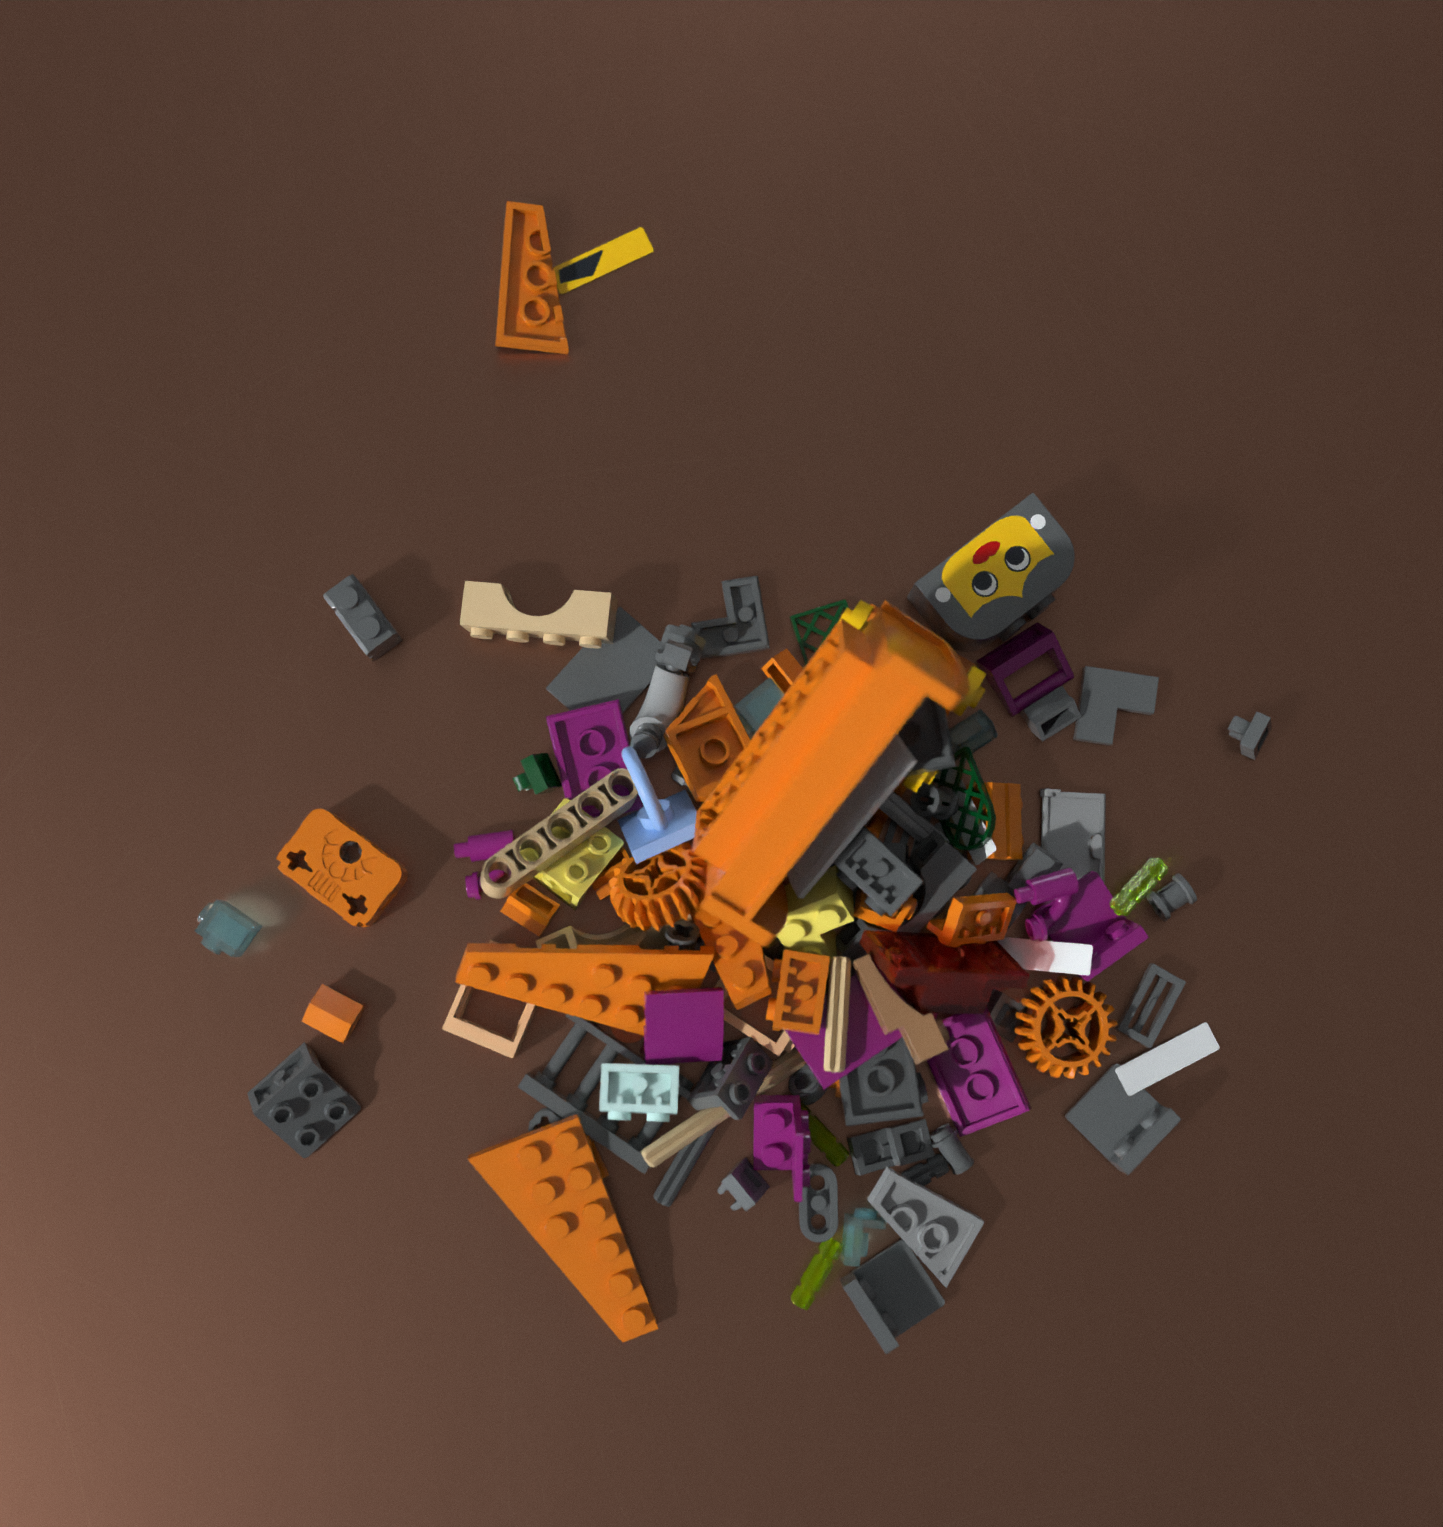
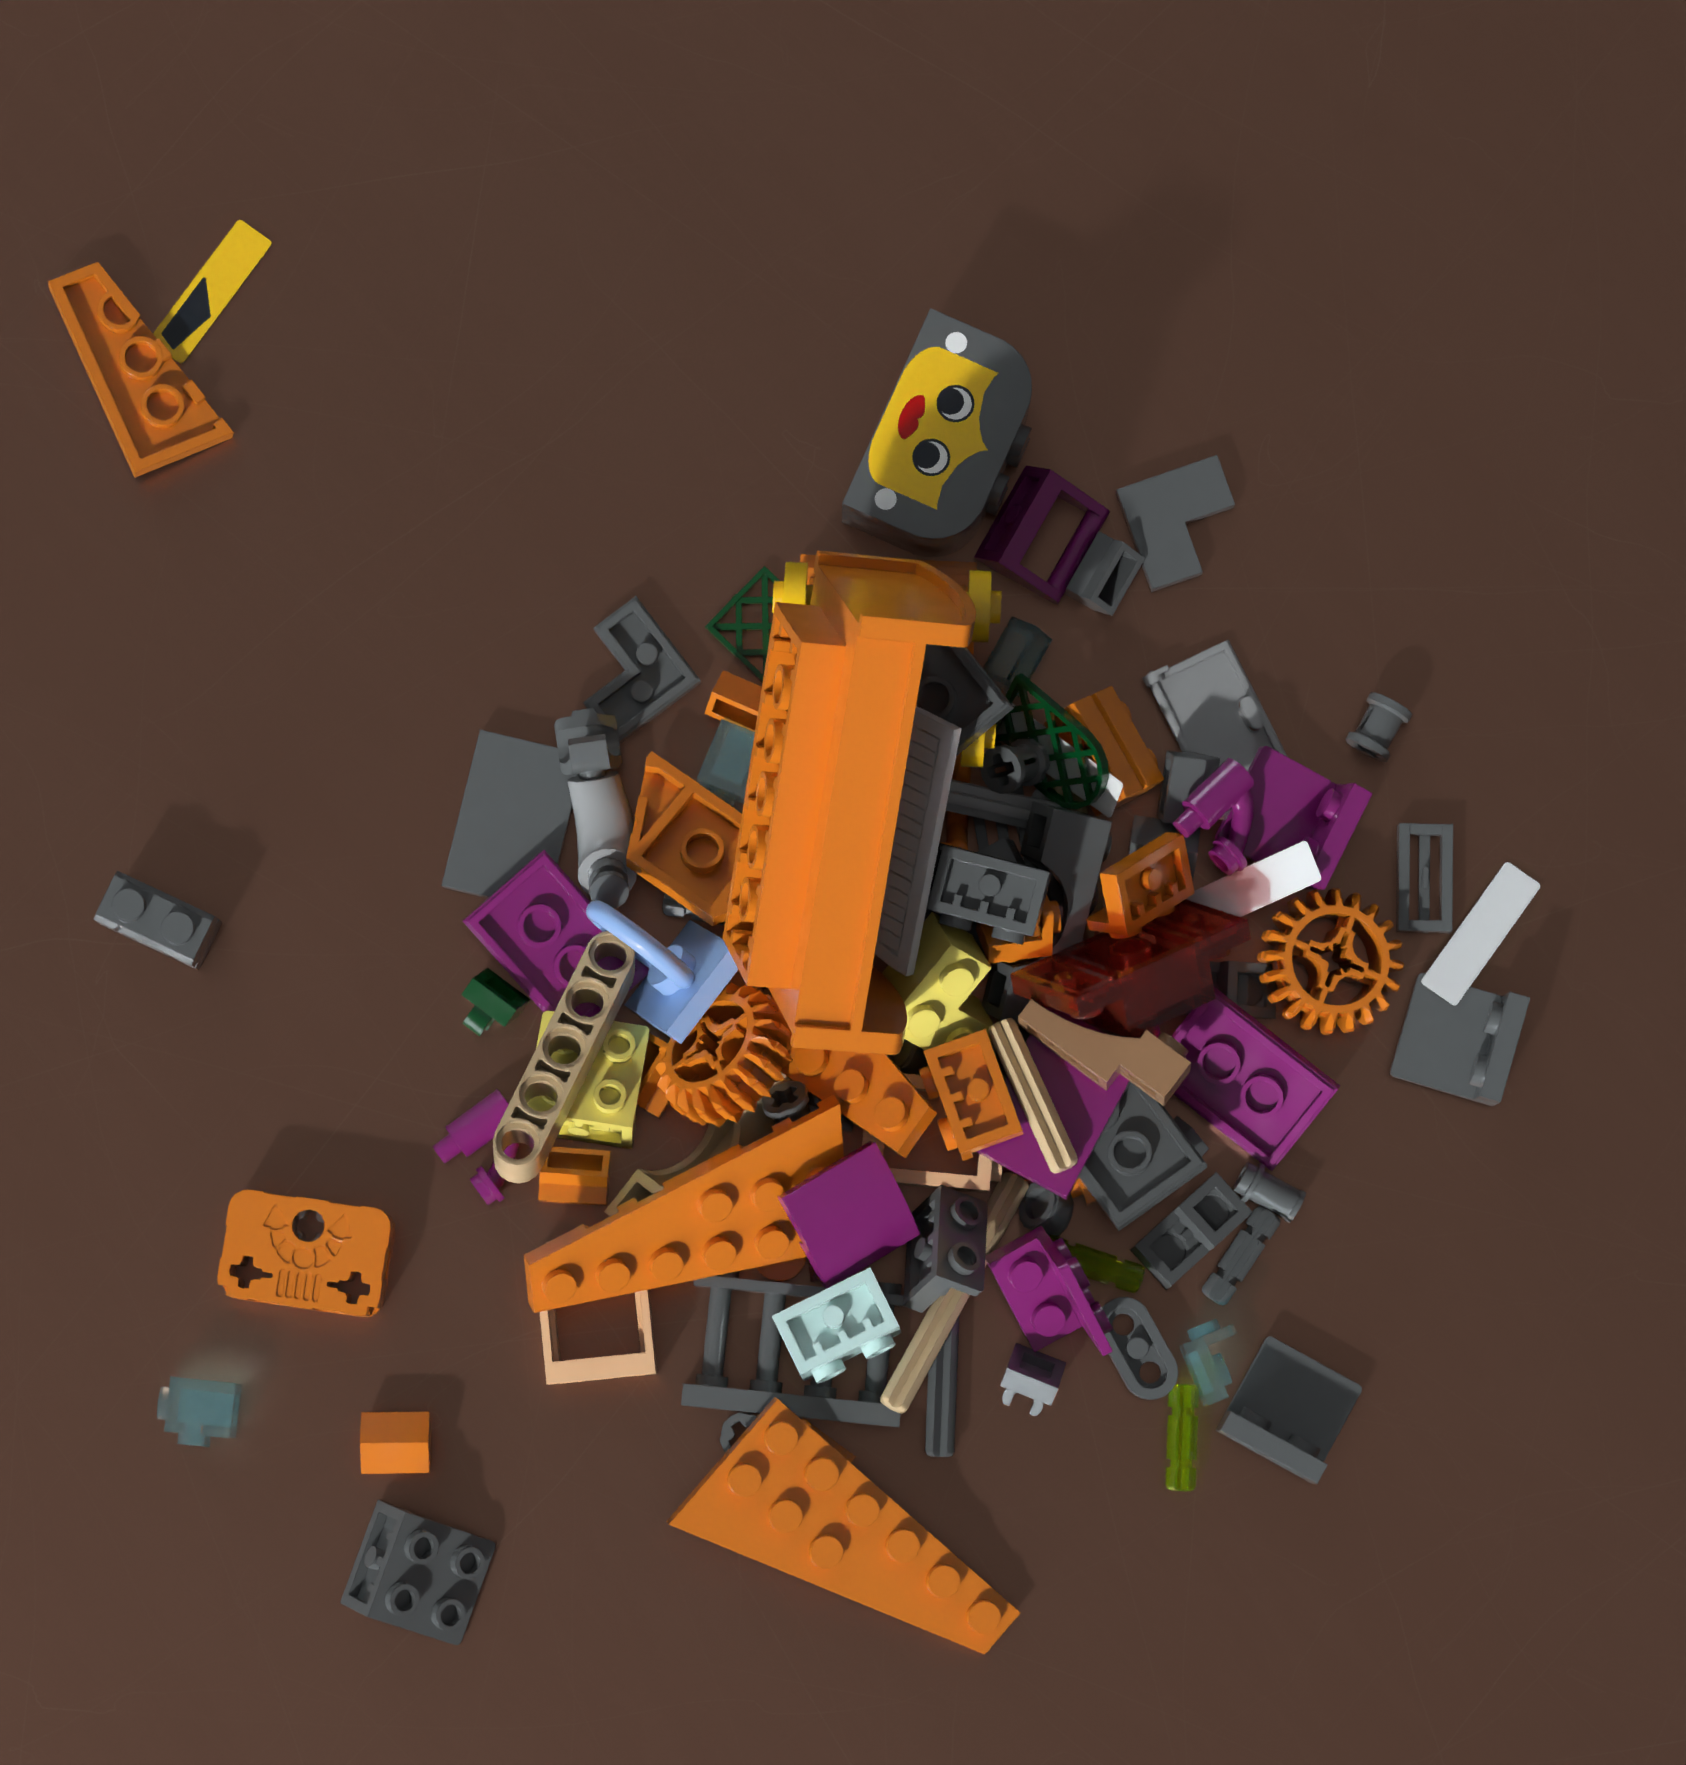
camera: 25 degrees left, 0 degrees up
(584, 617) = (444, 770): tan arch -> none
(927, 1222) = (1284, 1298): light grey wing -> none
(1138, 886) = (1330, 735): clear neon green axle -> none
(1250, 734) = (1372, 465): dark grey tile -> none

